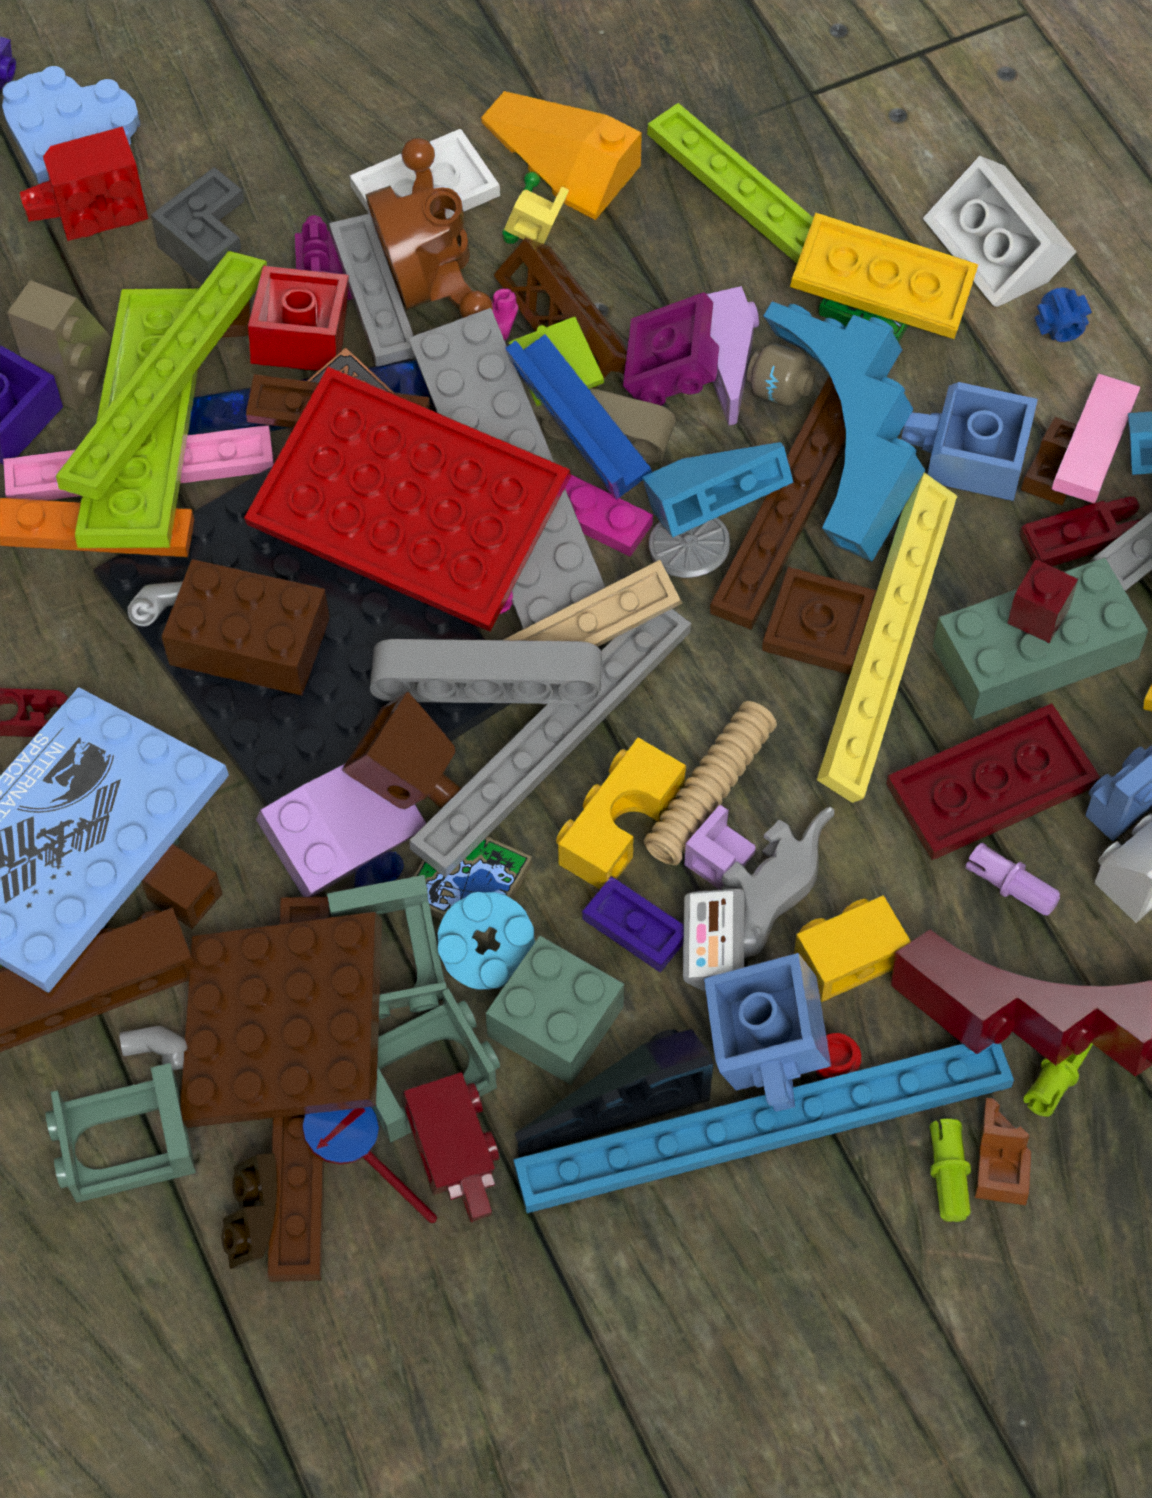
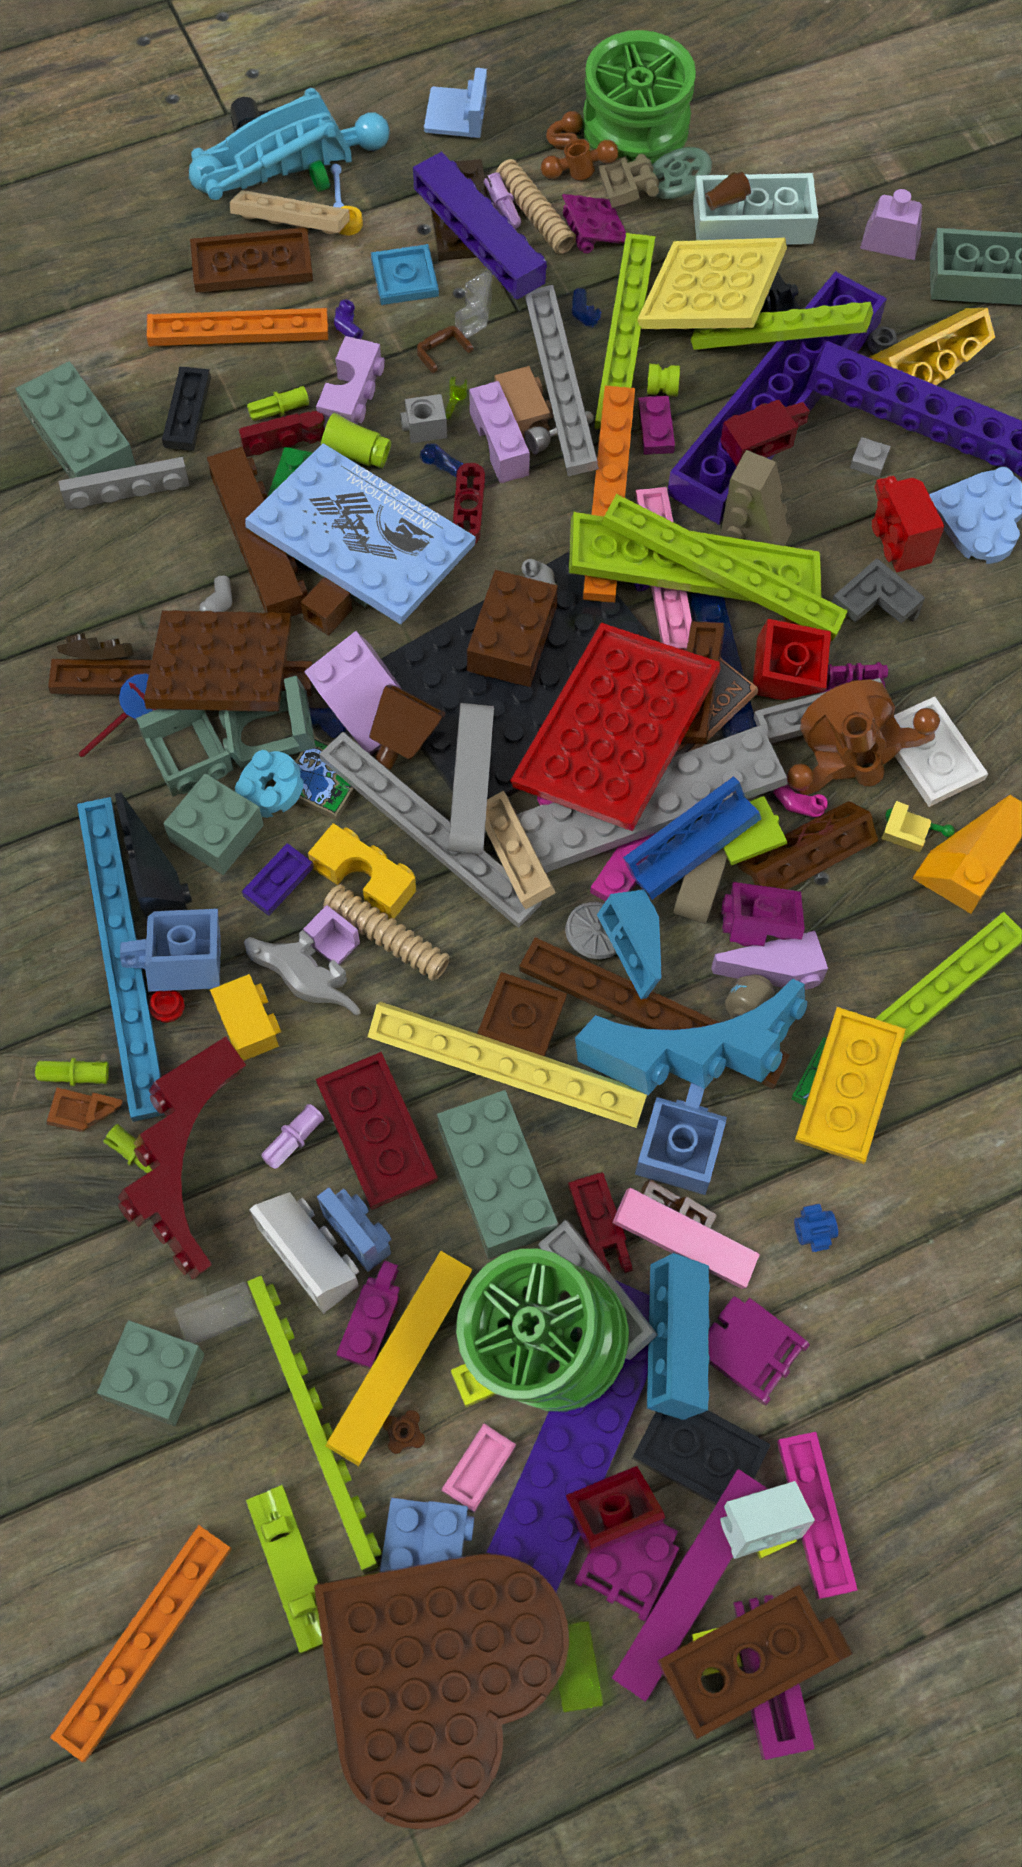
camera: 90 degrees right, 5 degrees up
(75, 1116) = (135, 557): sand green panel -> none
(451, 1141) = (125, 759): dark red hinge -> none
(712, 934) = (256, 923): slope -> none
(1000, 228) = (905, 1186): white slope -> none
(1042, 601) = (499, 1154): dark red brick -> none

